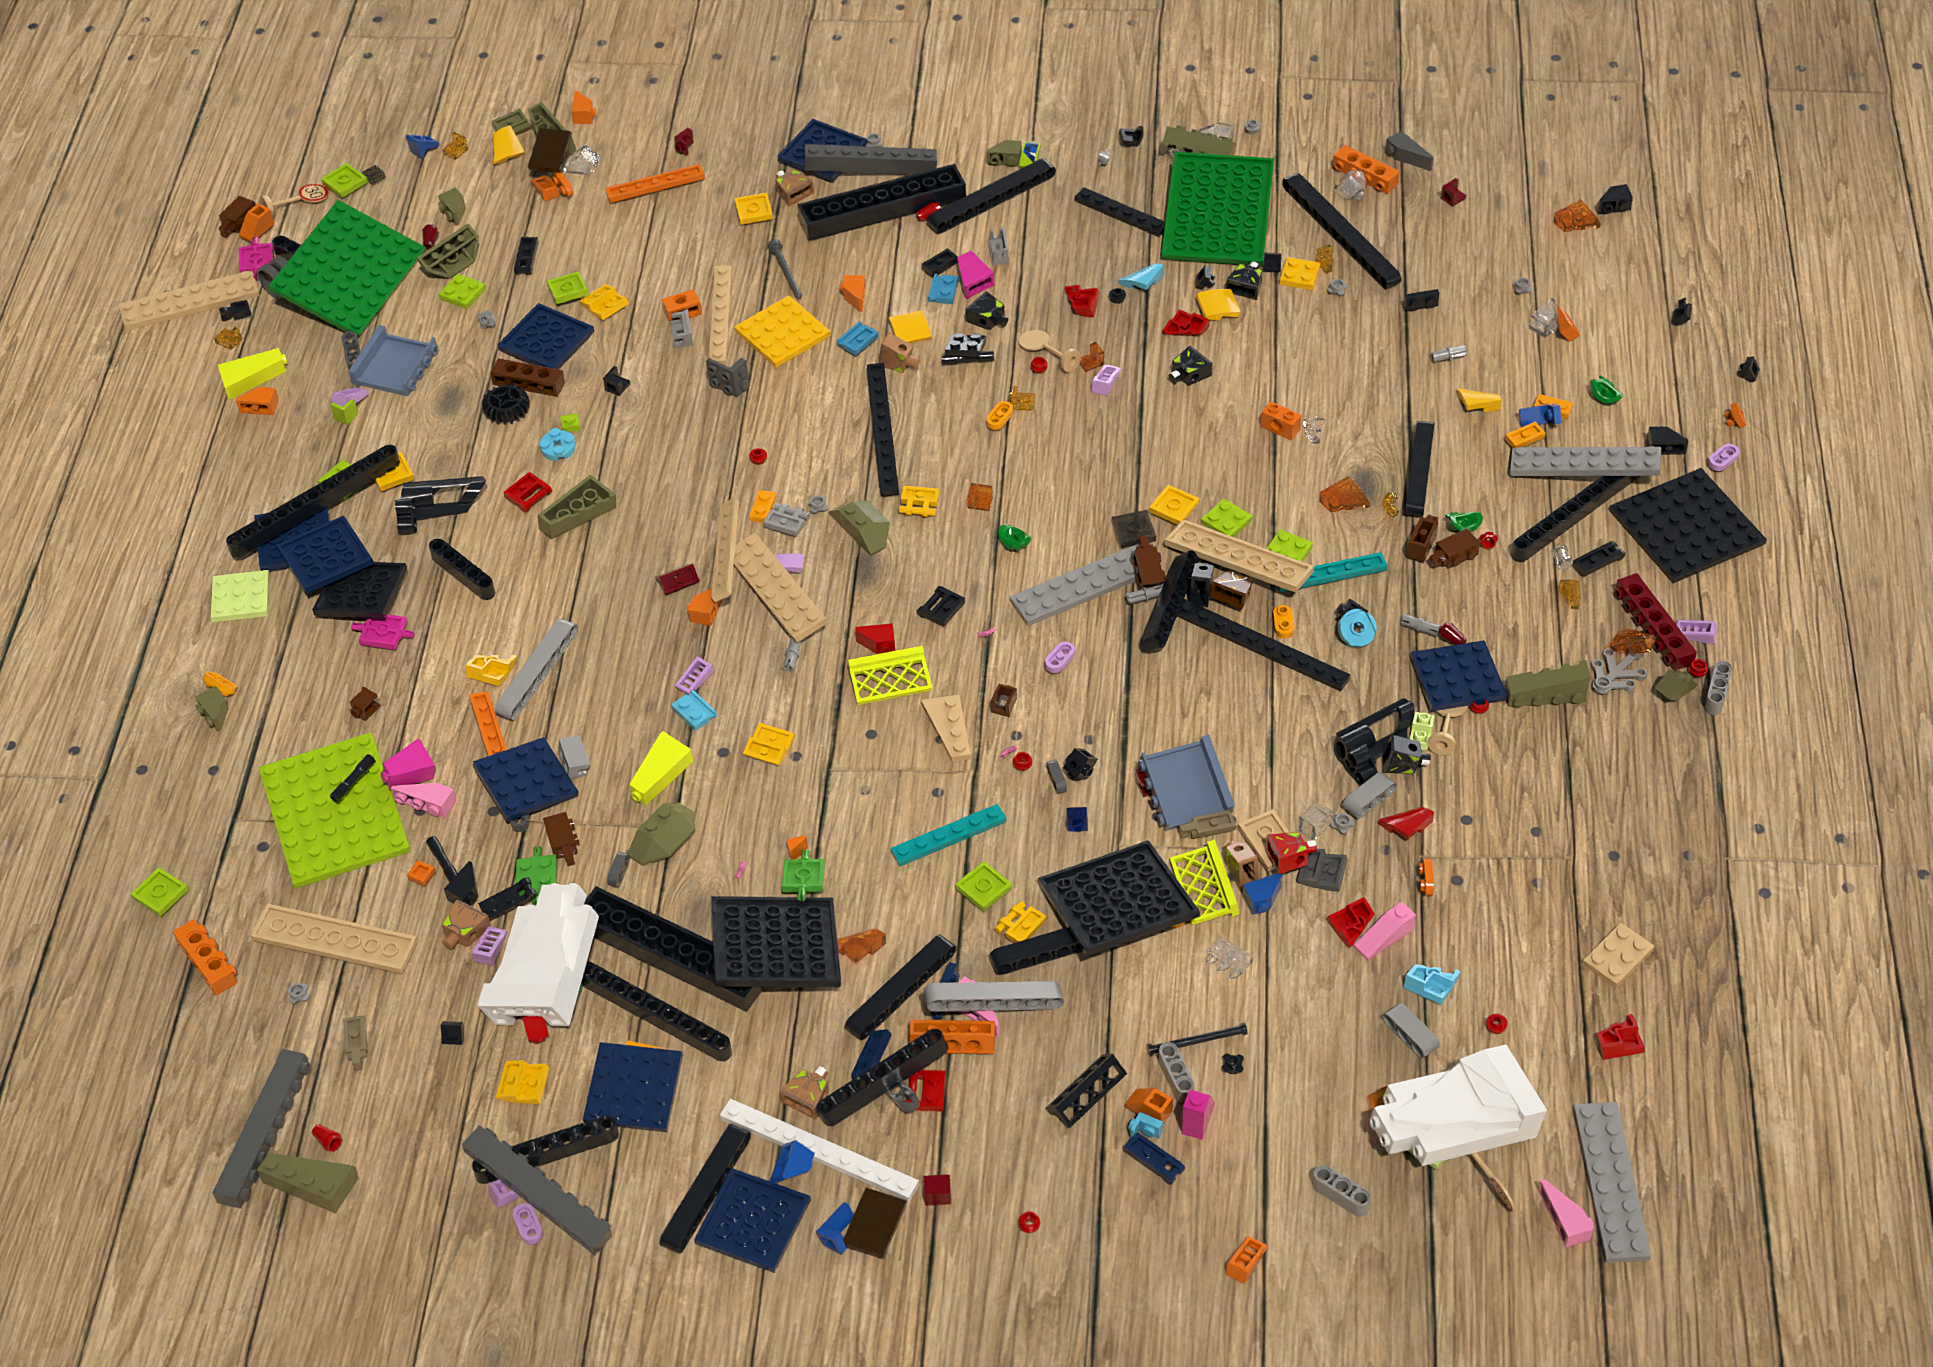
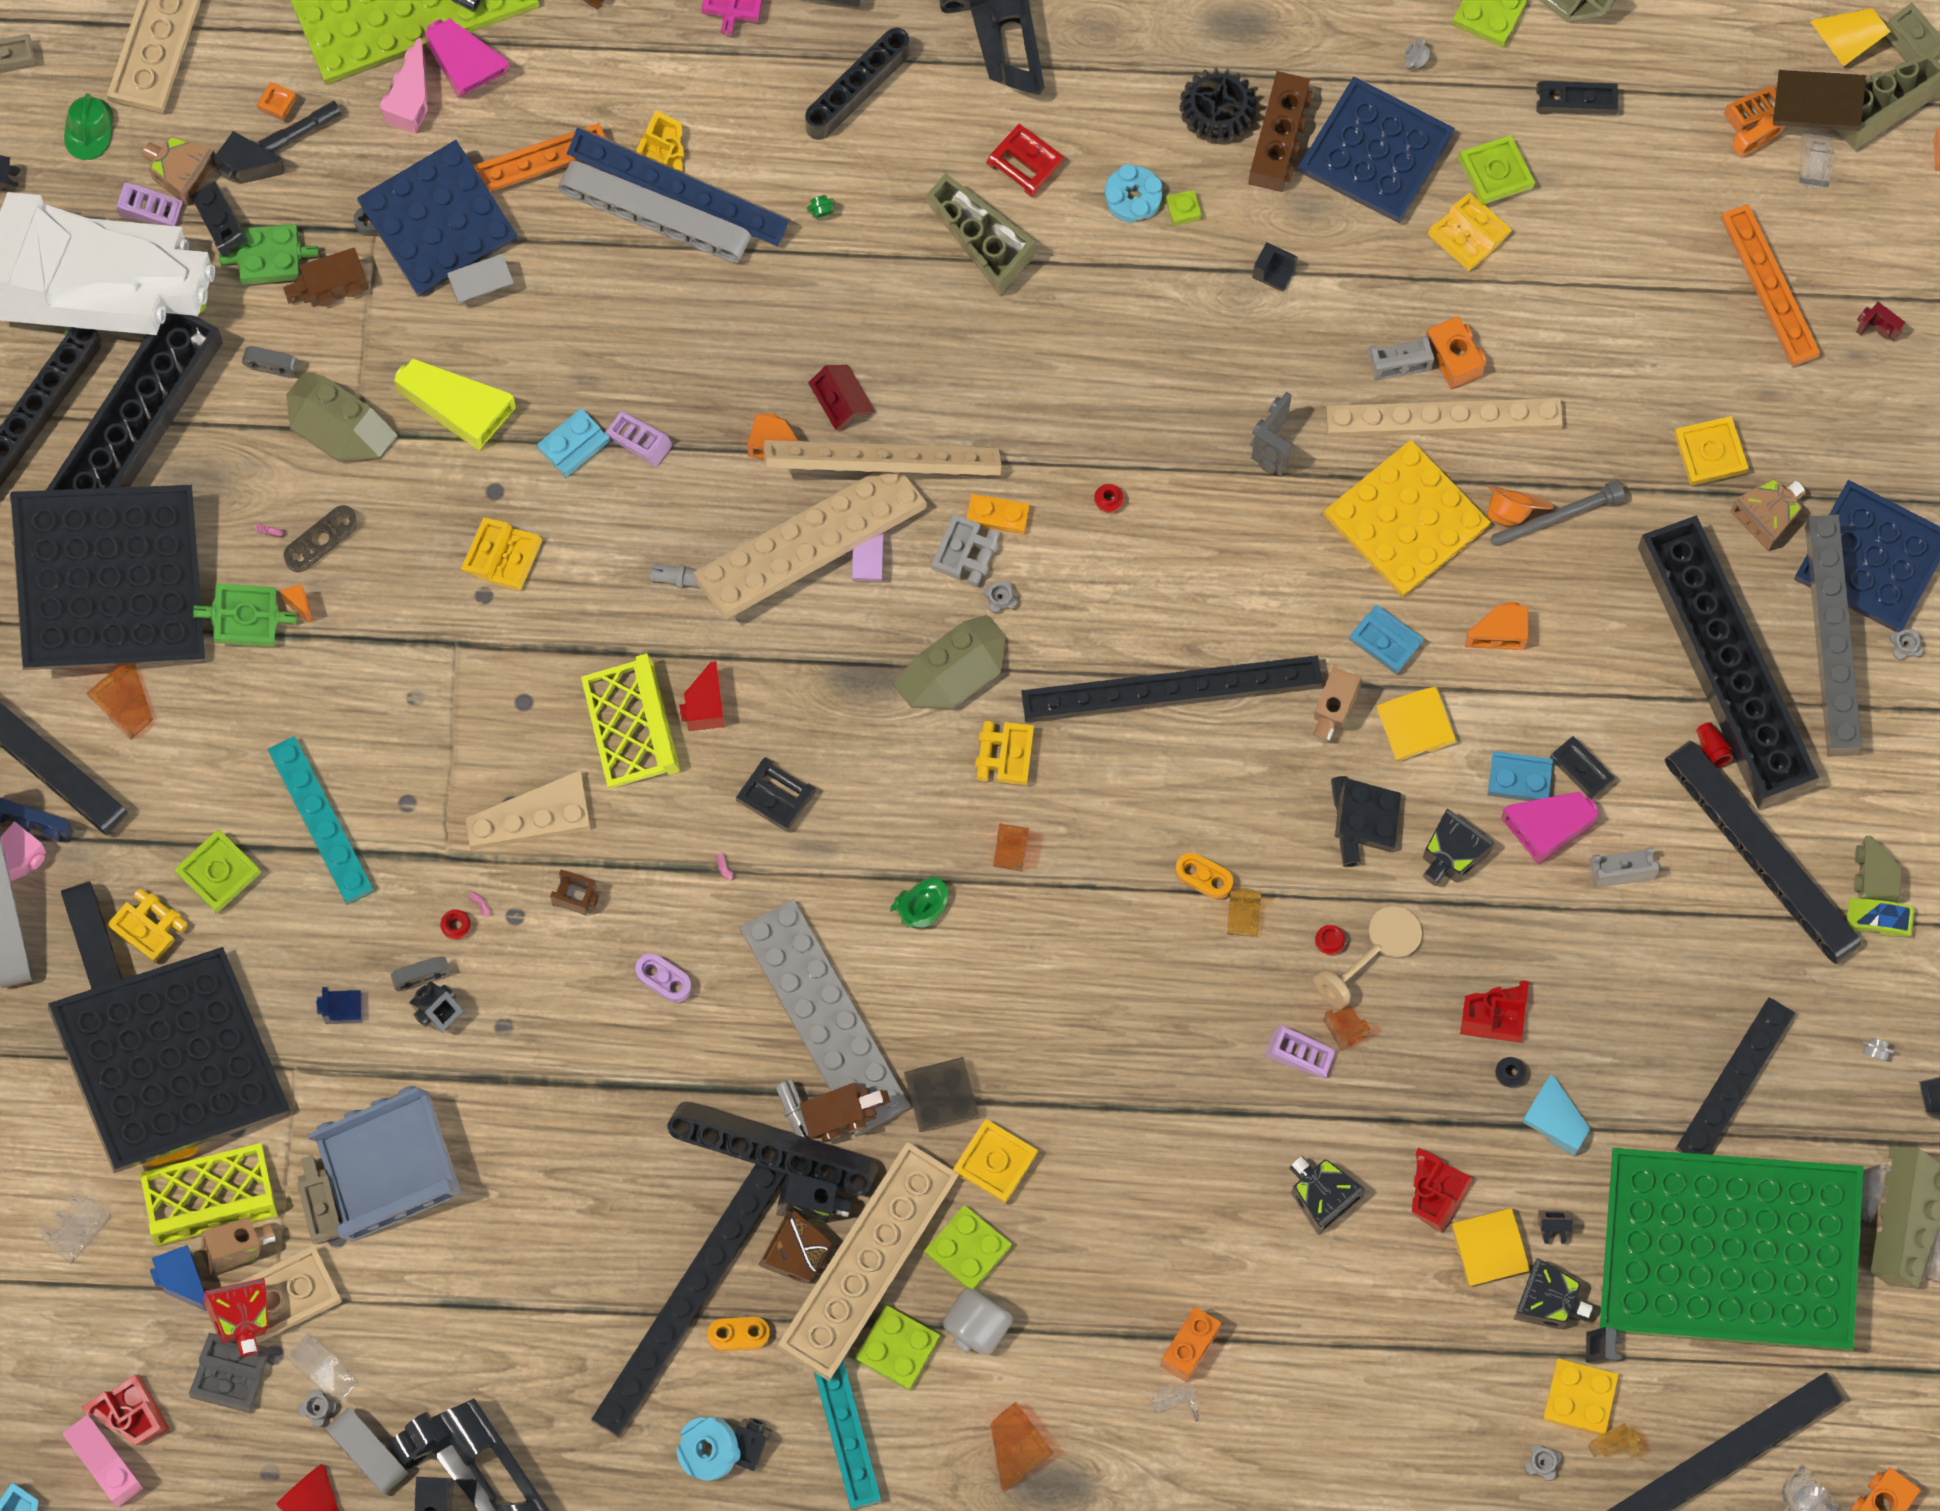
camera: 85 degrees right, 20 degrees up
(420, 985) = (88, 127): none -> green piece
(520, 654) = (677, 185): none -> dark blue plate
(545, 586) = (821, 206): none -> green plate
(748, 832) = (298, 545): none -> clear smoke beam
(781, 283) = (1513, 506): none -> orange piece
(1273, 508) = (977, 1322): none -> light grey head

